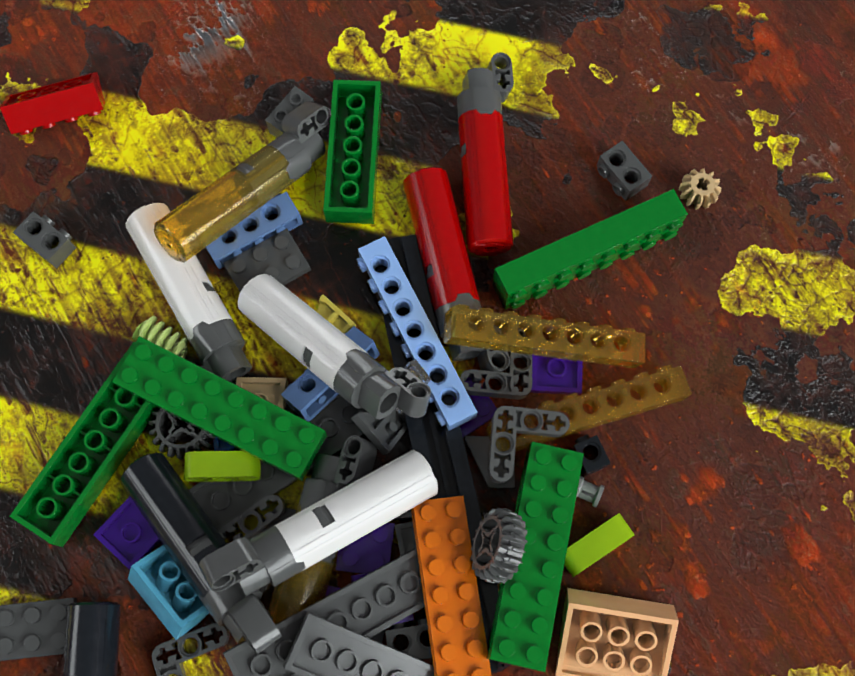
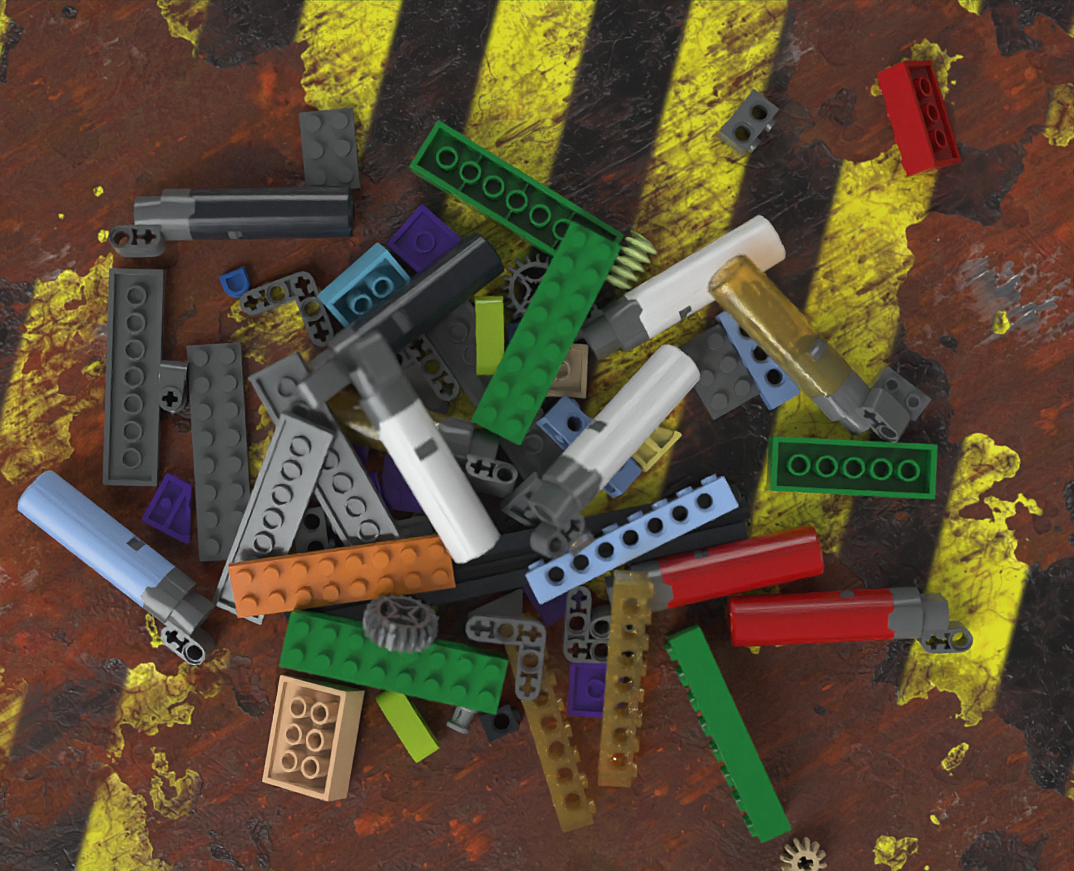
camera: 95 degrees right, 15 degrees up
(628, 168) = (830, 782): dark grey brick -> none

